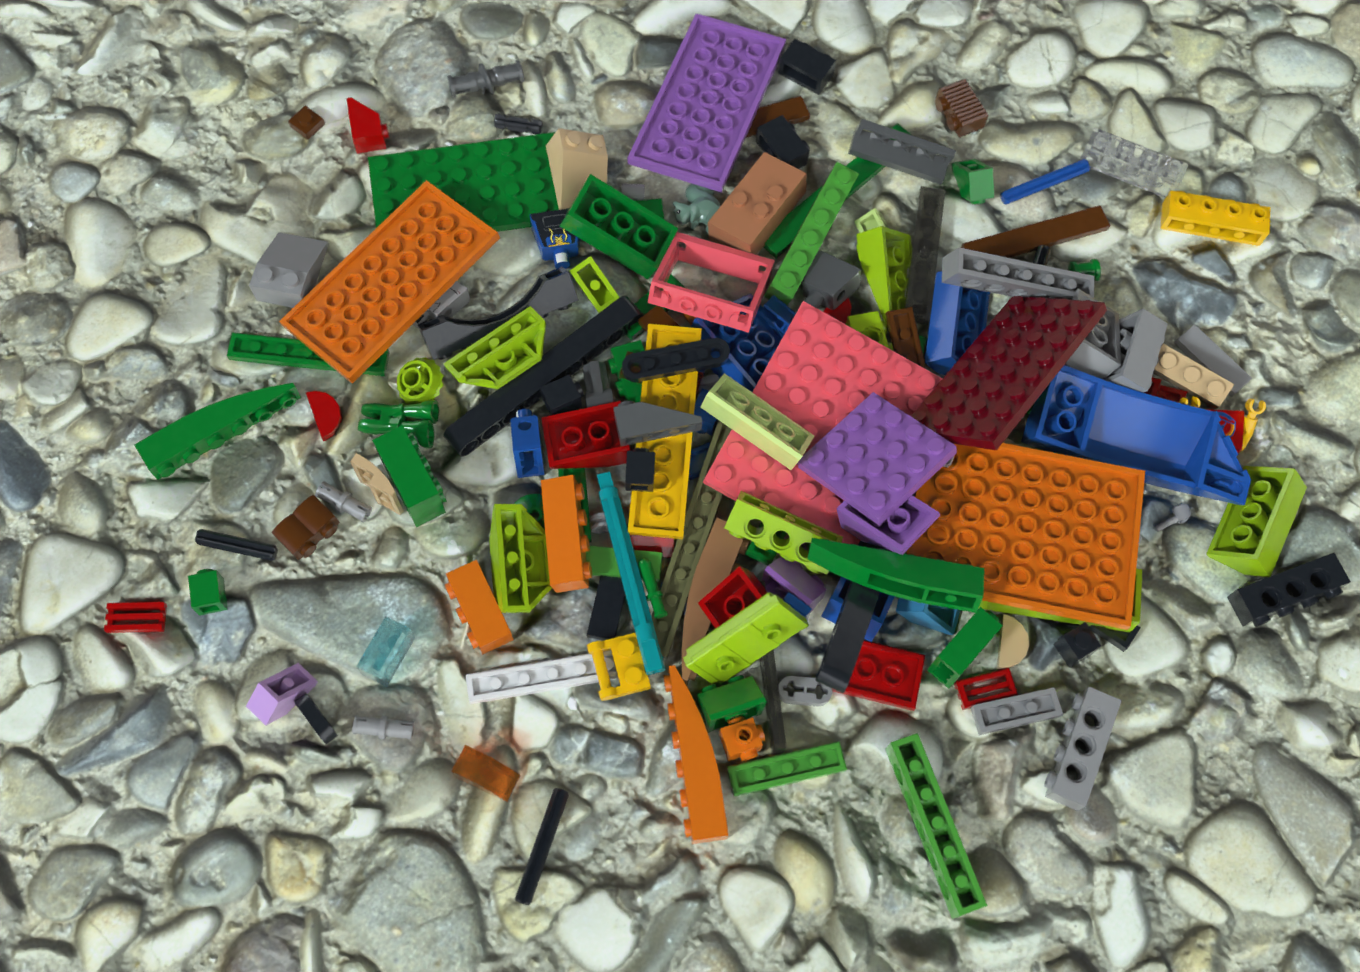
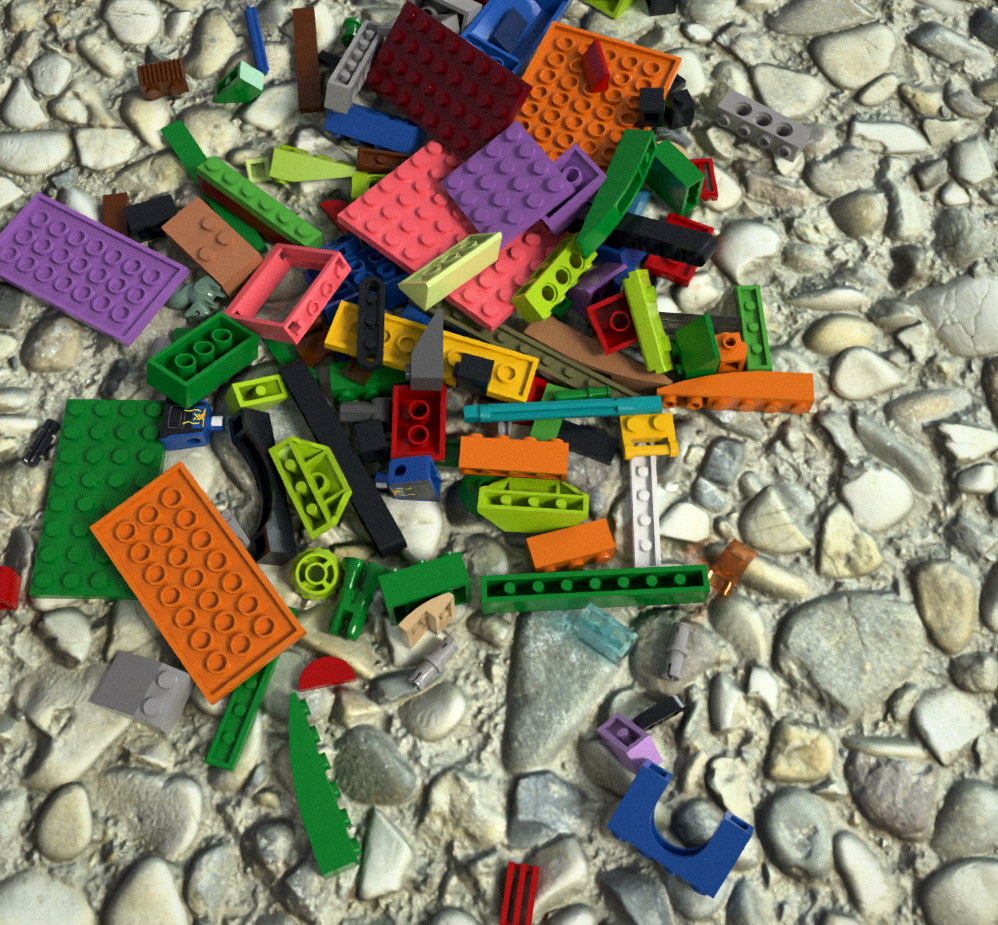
camera: 75 degrees left, 5 degrees down
(169, 770) = (701, 866): none -> blue arch
(207, 592) = (507, 811): green brick -> none
(236, 544) = (457, 780): black axle -> none
(306, 527) = (455, 702): reddish brown brick -> none
(433, 637) = (600, 587): none -> green brick
(541, 847) = (802, 528): black axle -> none
(571, 161) = (118, 388): tan slope -> none
(803, 698) = (693, 303): light grey beam -> none
(806, 66) = (73, 183): black piece -> none
(829, 281) = (312, 205): dark grey torso -> none
(899, 152) = (194, 128): dark grey fence -> none
(924, 253) = (299, 135): clear smoke plate -> none
(935, 826) = (815, 230): bright green brick -> none
(1016, 711) = (726, 161): light grey plate -> none
(1034, 595) = (651, 107): none -> black brick
(1078, 528) = (595, 68): none -> red slope
(1130, 431) = (509, 30): none -> dark blue tile
(1181, 516) = (580, 22): light grey hand -> none

